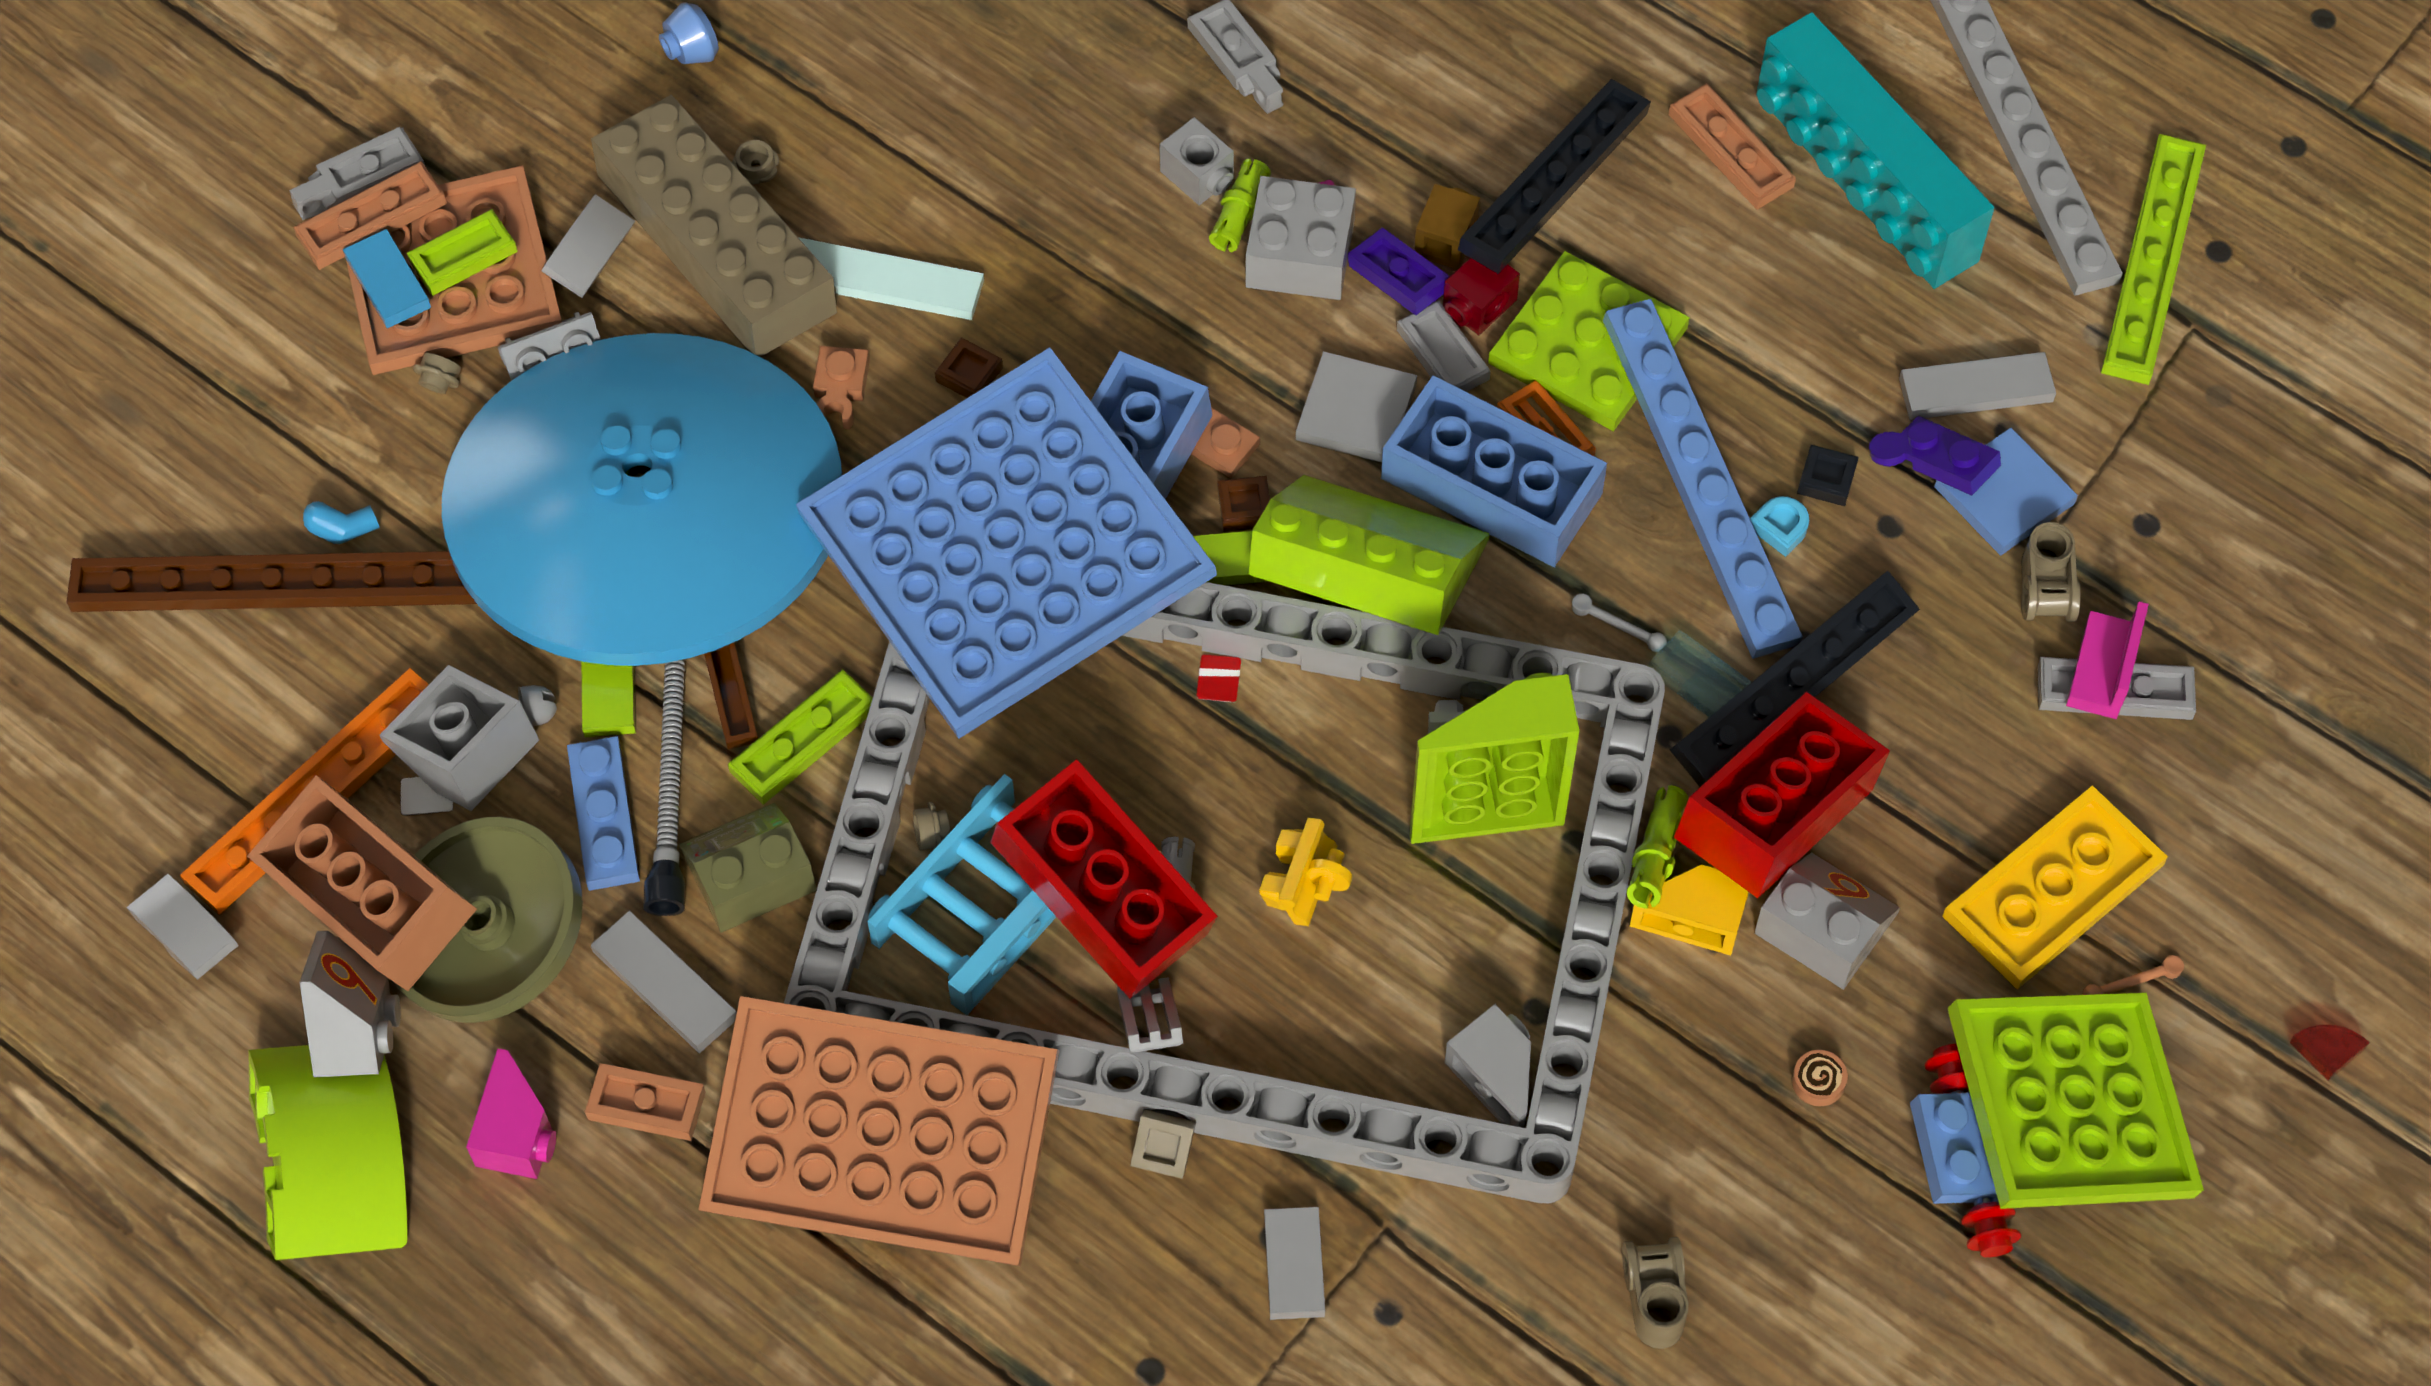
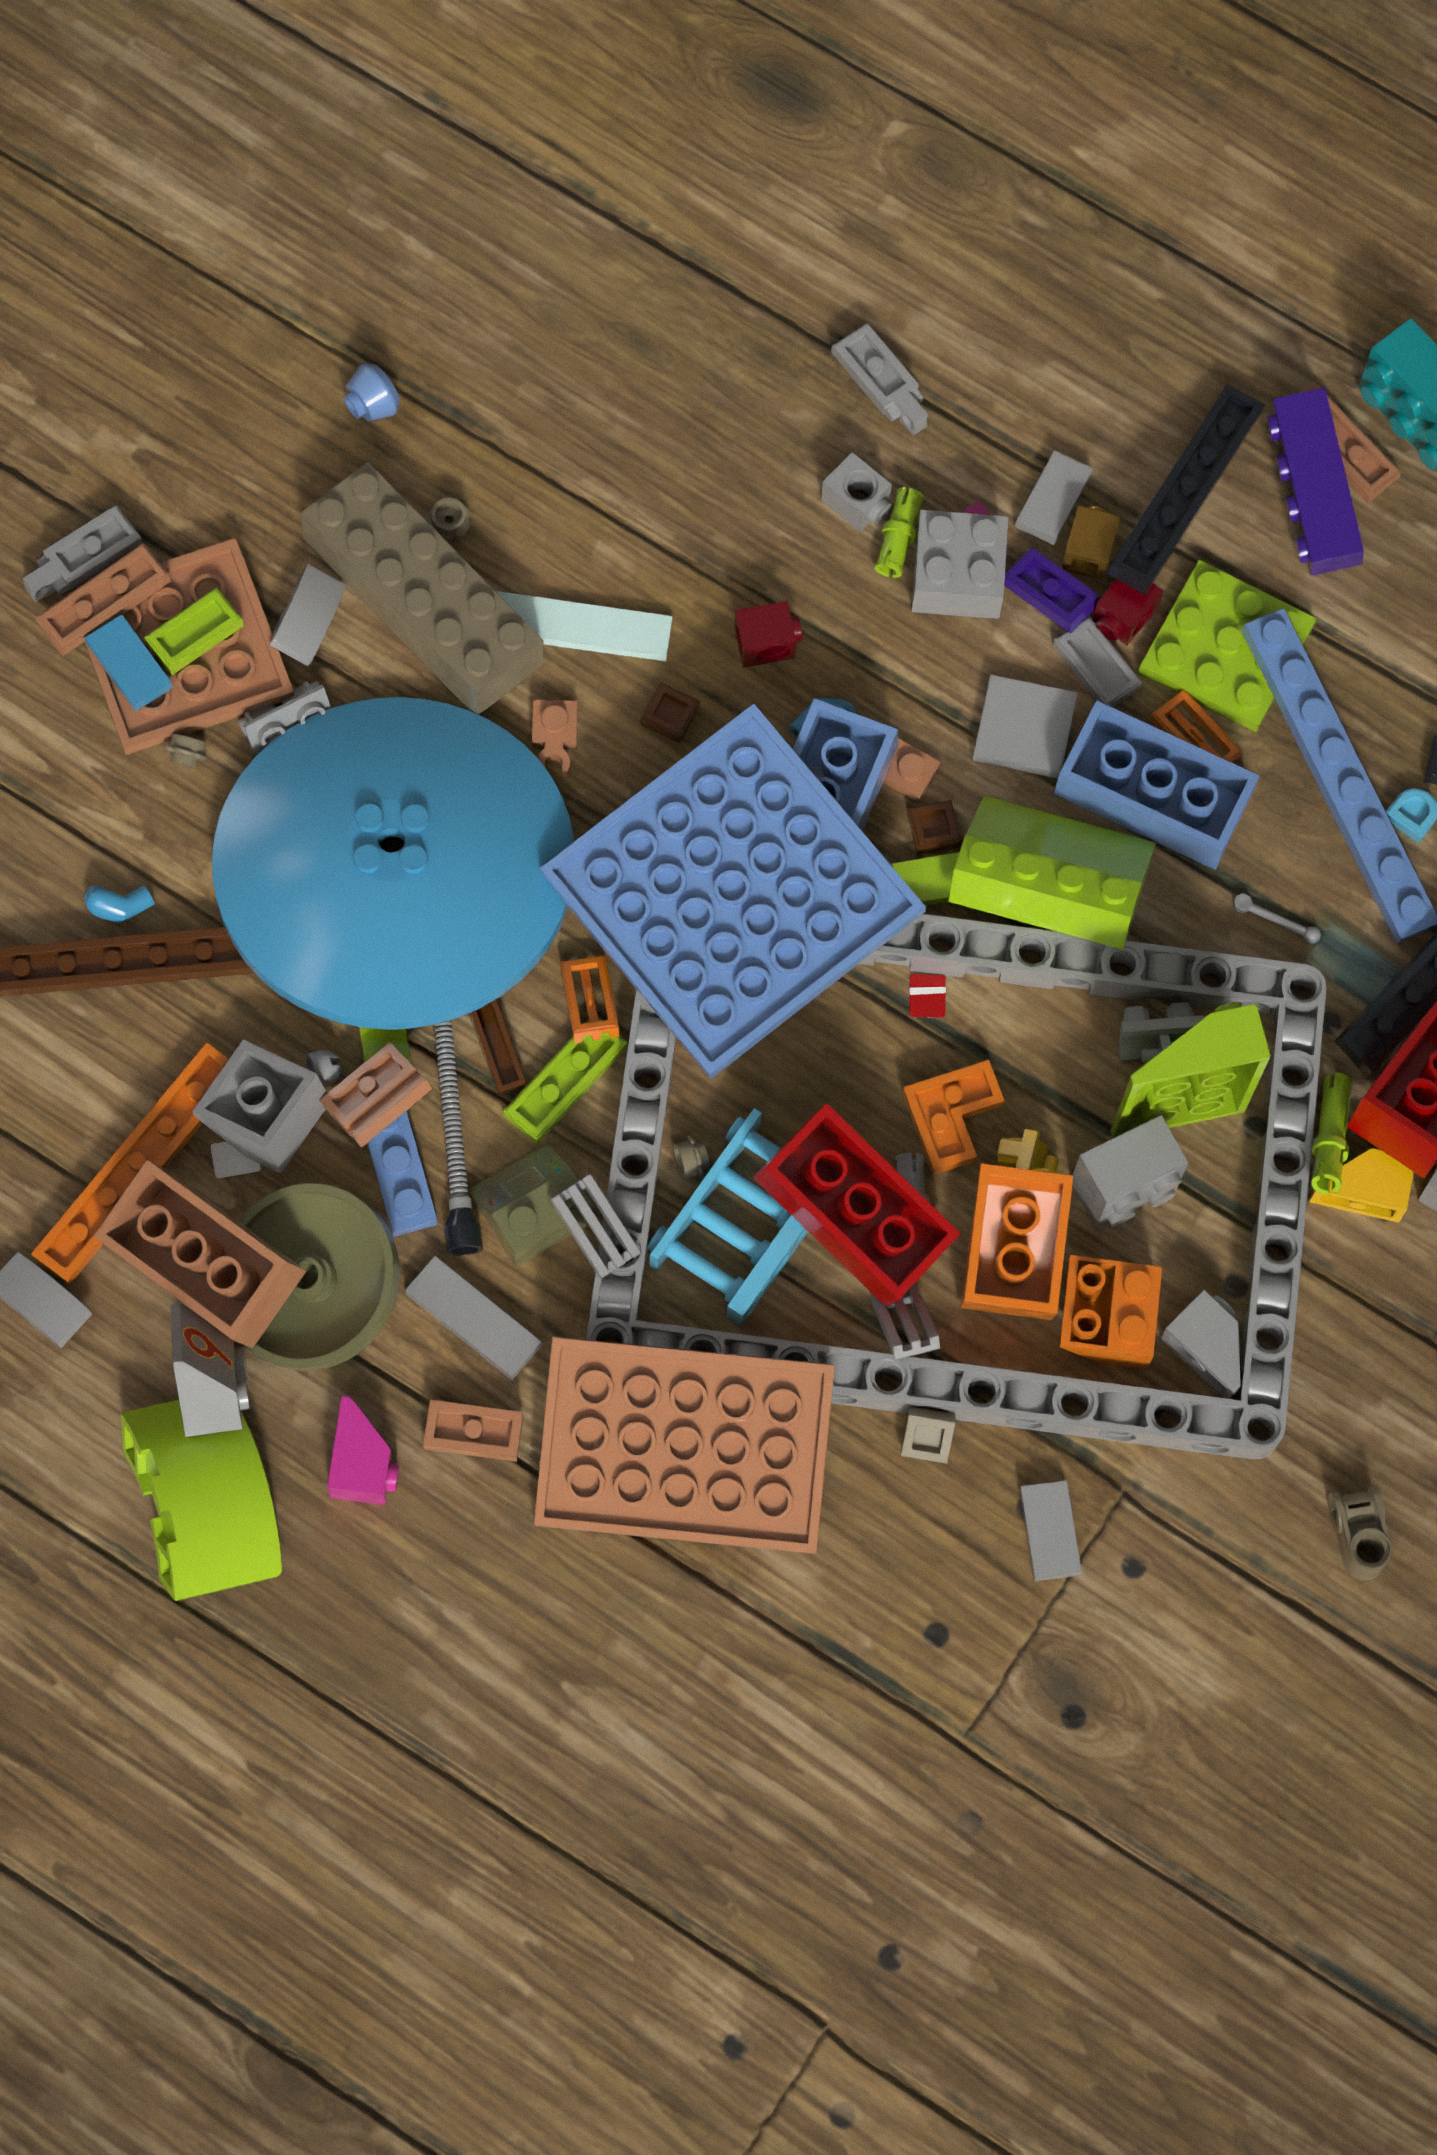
camera: 10 degrees left, 10 degrees up
(585, 731) = (375, 1094): none -> nougat plate
(786, 843) = (610, 1216): none -> light grey tile
(840, 678) = (594, 1027): none -> orange tile
(1082, 295) = (766, 634): none -> dark red brick
(1219, 791) = (939, 1110): none -> orange plate
(1284, 937) = (1017, 1242): none -> orange slope
(1385, 1022) = (1111, 1311): none -> orange slope
(1410, 182) = (1054, 497): none -> light grey tile
(1421, 871) = (1129, 1173): none -> light grey brick
(1700, 179) = (1317, 482): none -> dark purple brick

